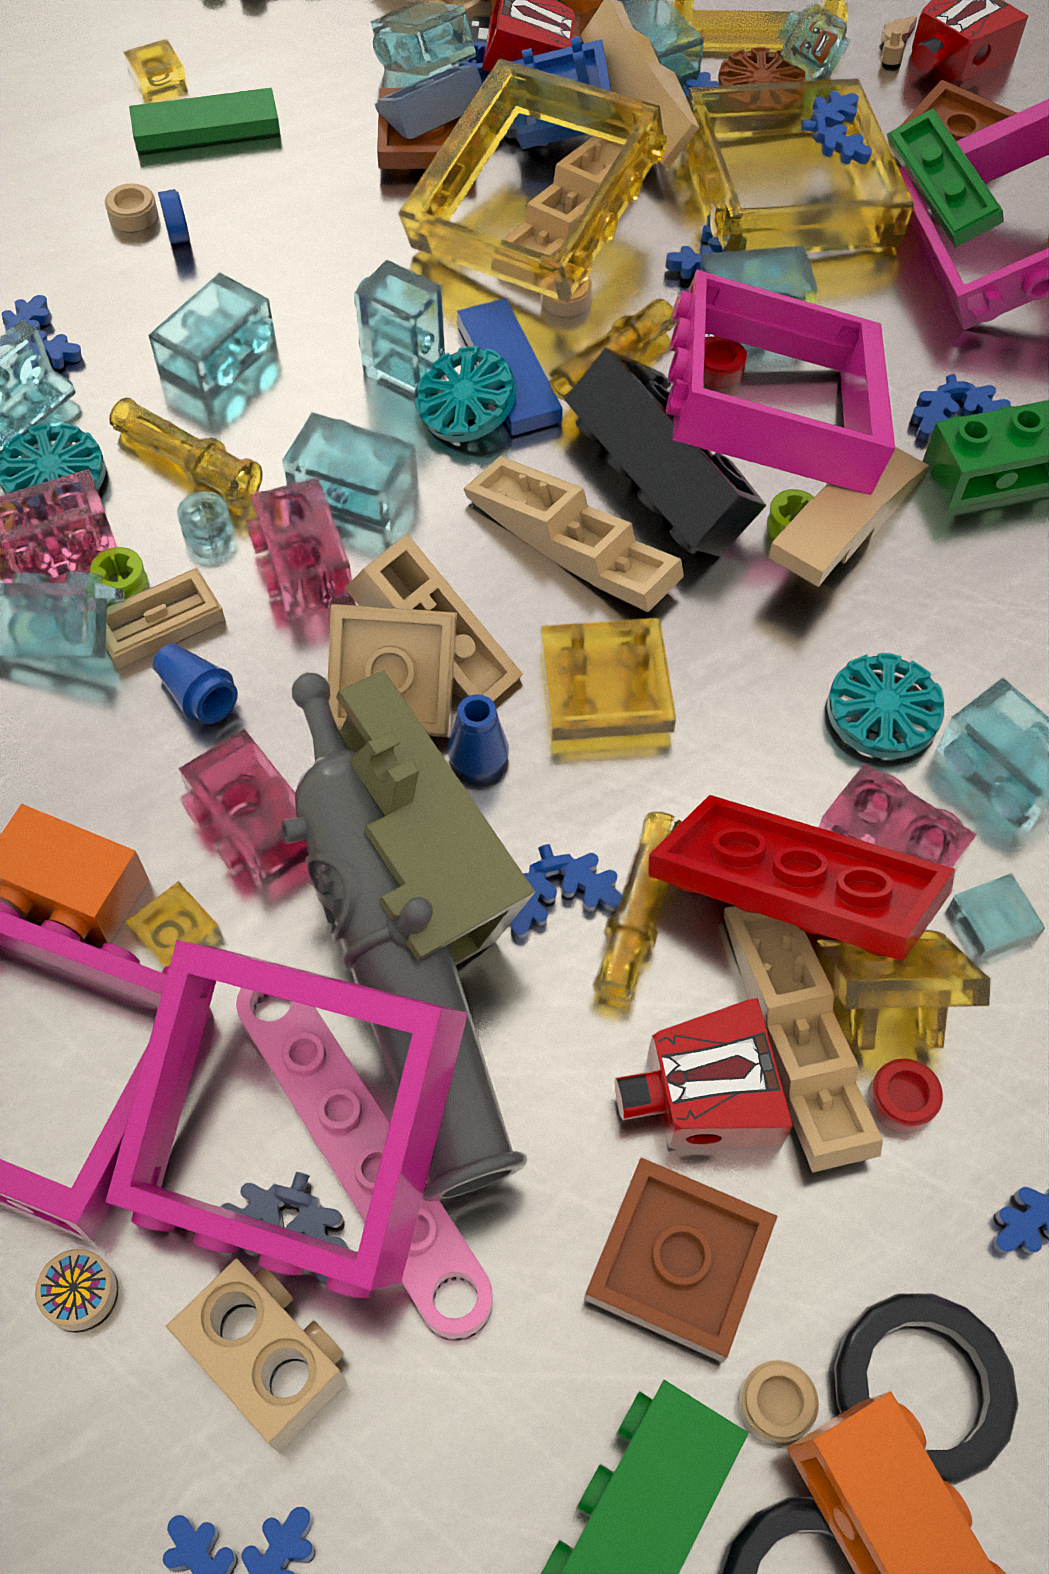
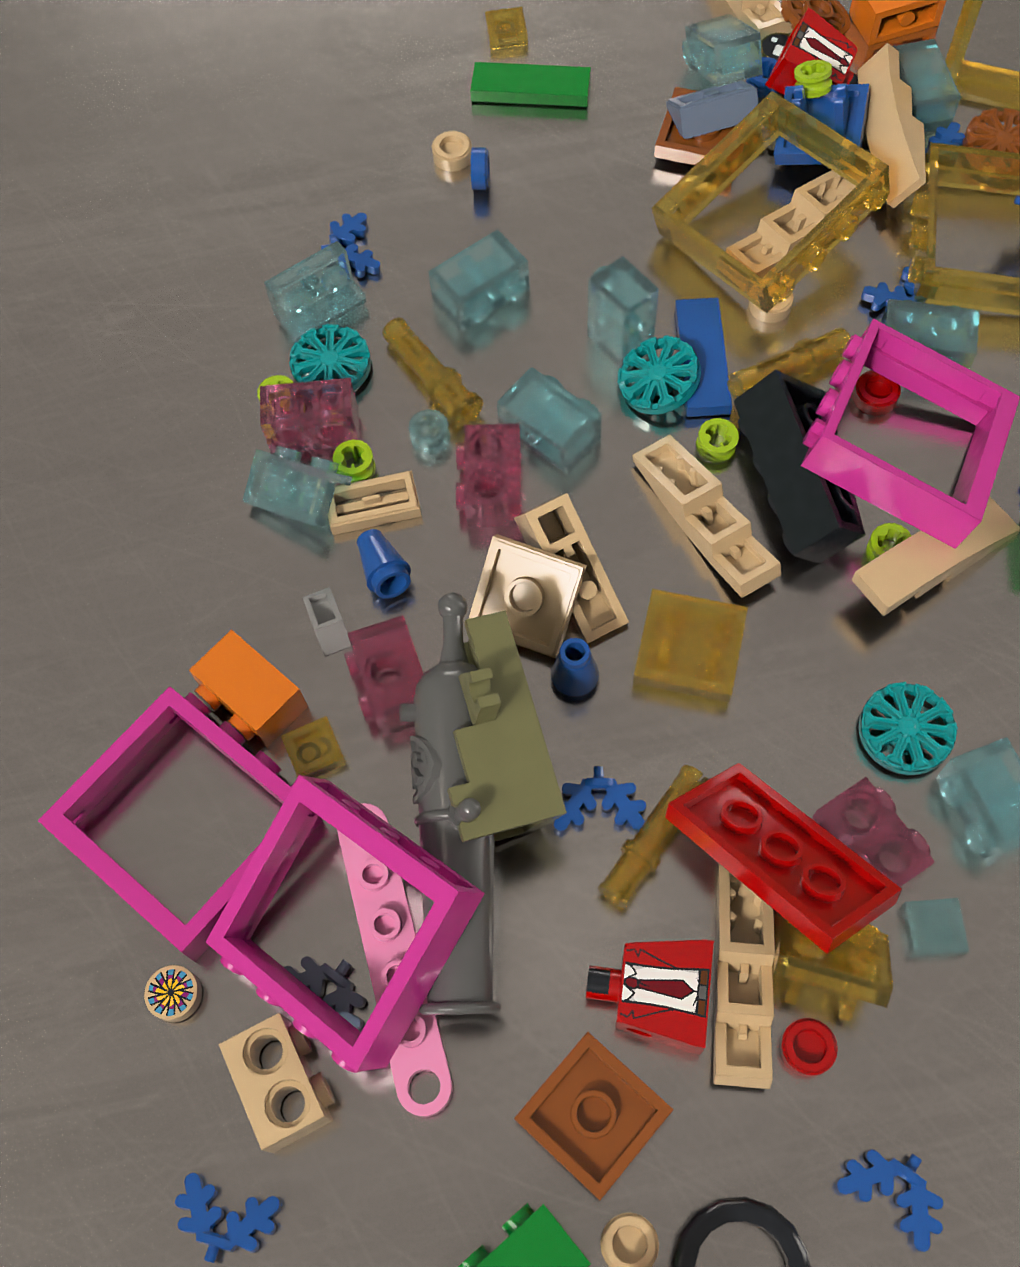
camera: 25 degrees right, 5 degrees up
(143, 771) = (327, 621): none -> light grey piece
(541, 40) = (814, 77): none -> lime bush
(557, 436) = (707, 431): none -> lime bush

